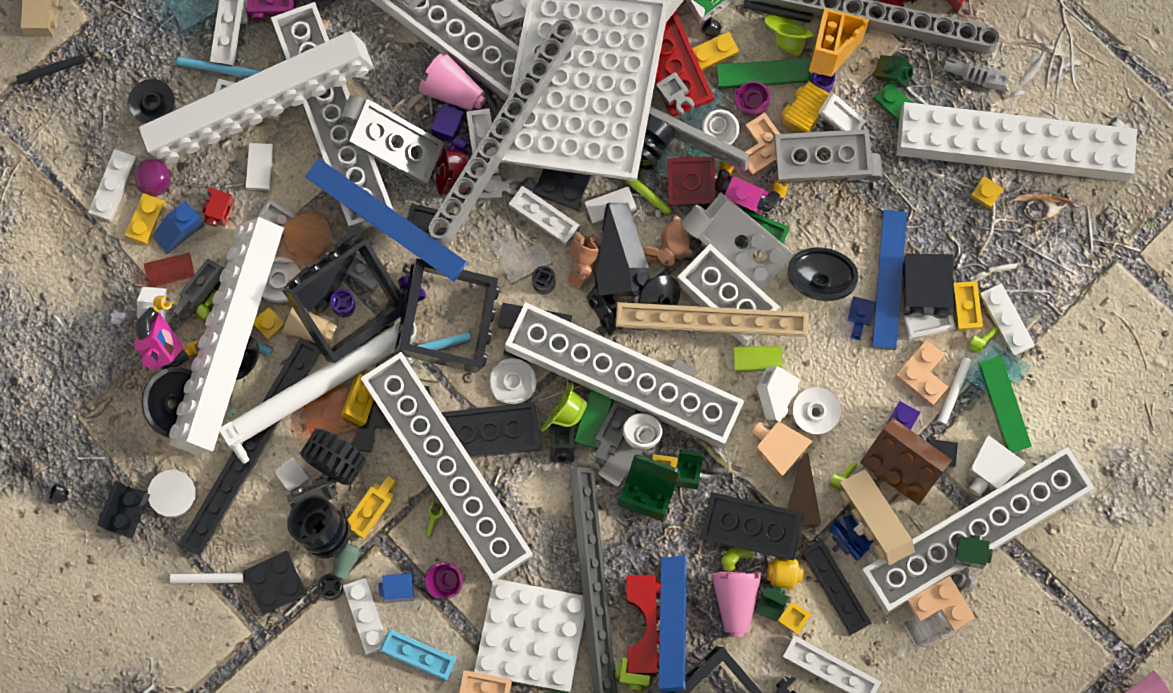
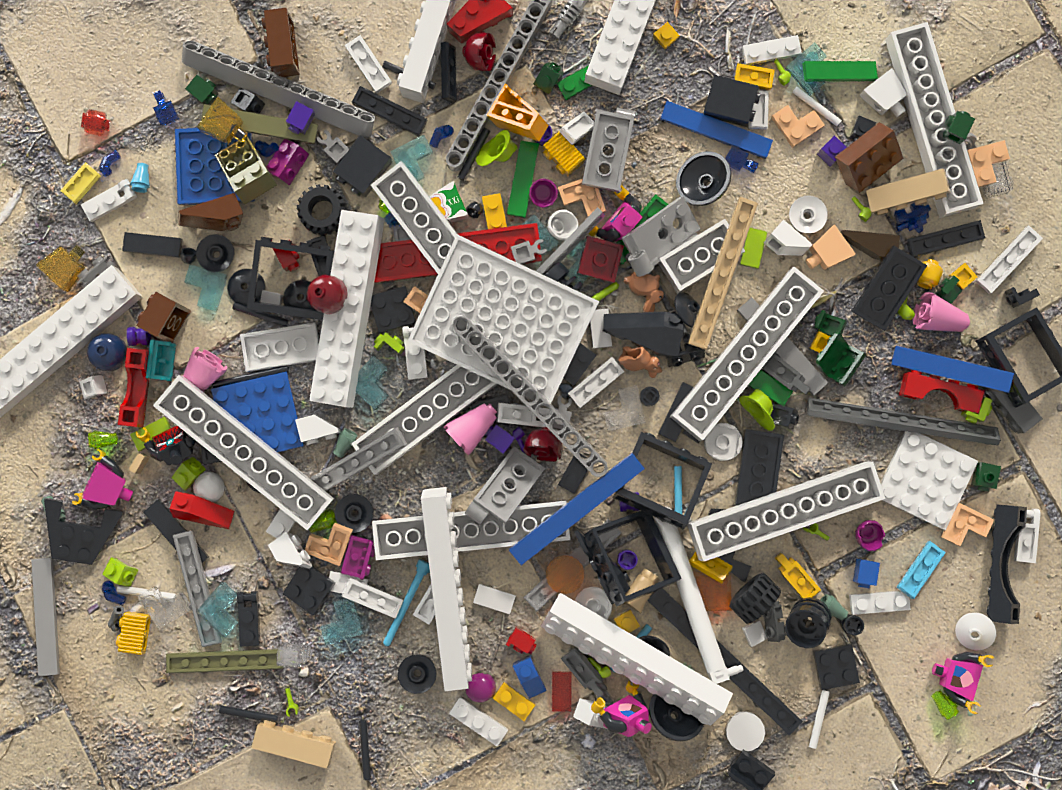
camera: 75 degrees left, 10 degrees up
(642, 431) = (795, 351): white piece -> none

